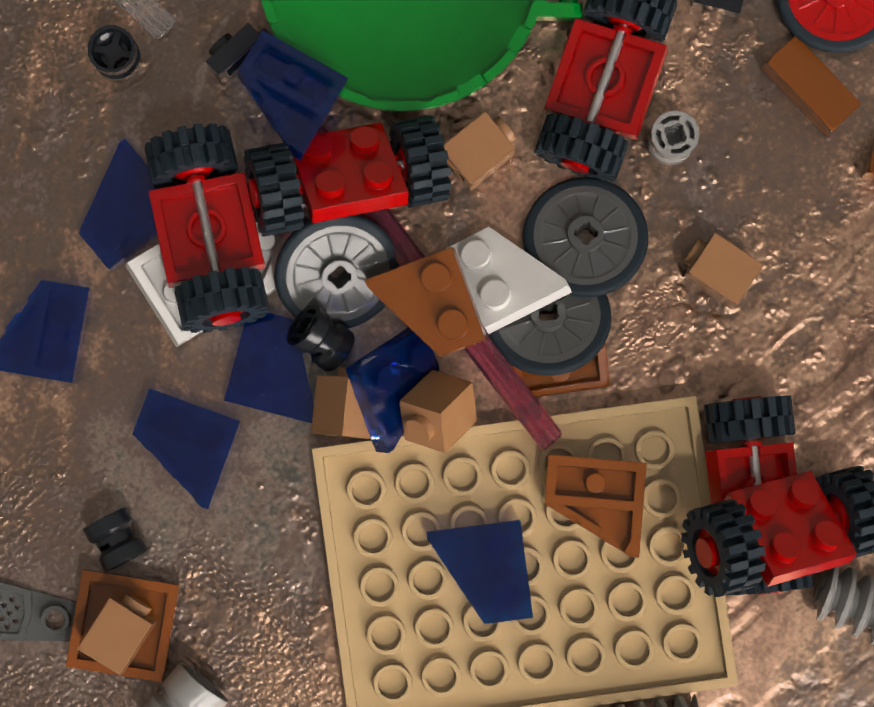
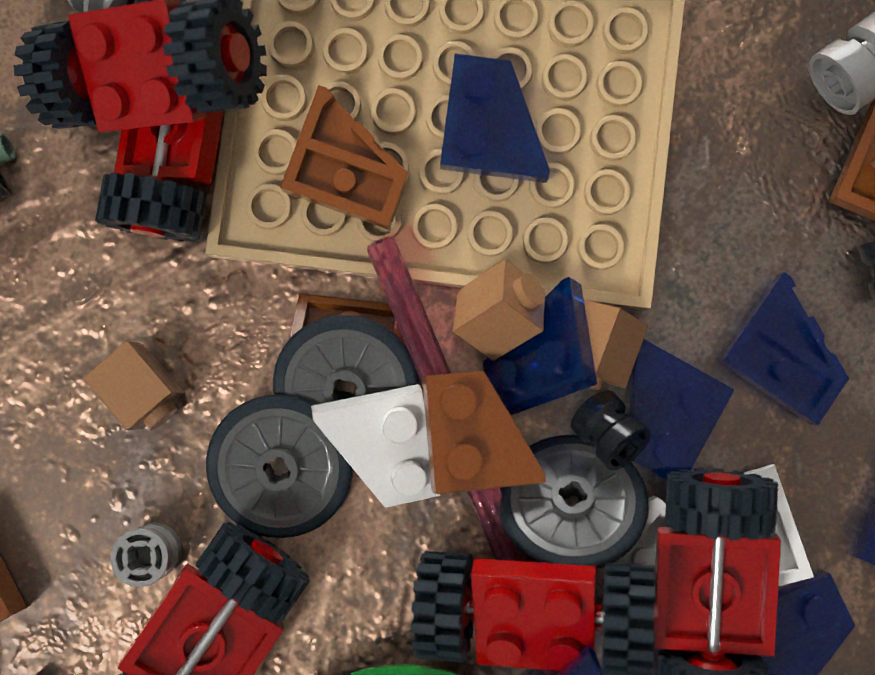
camera: 160 degrees left, 0 degrees up
(480, 150) = (371, 600): medium nougat brick -> none

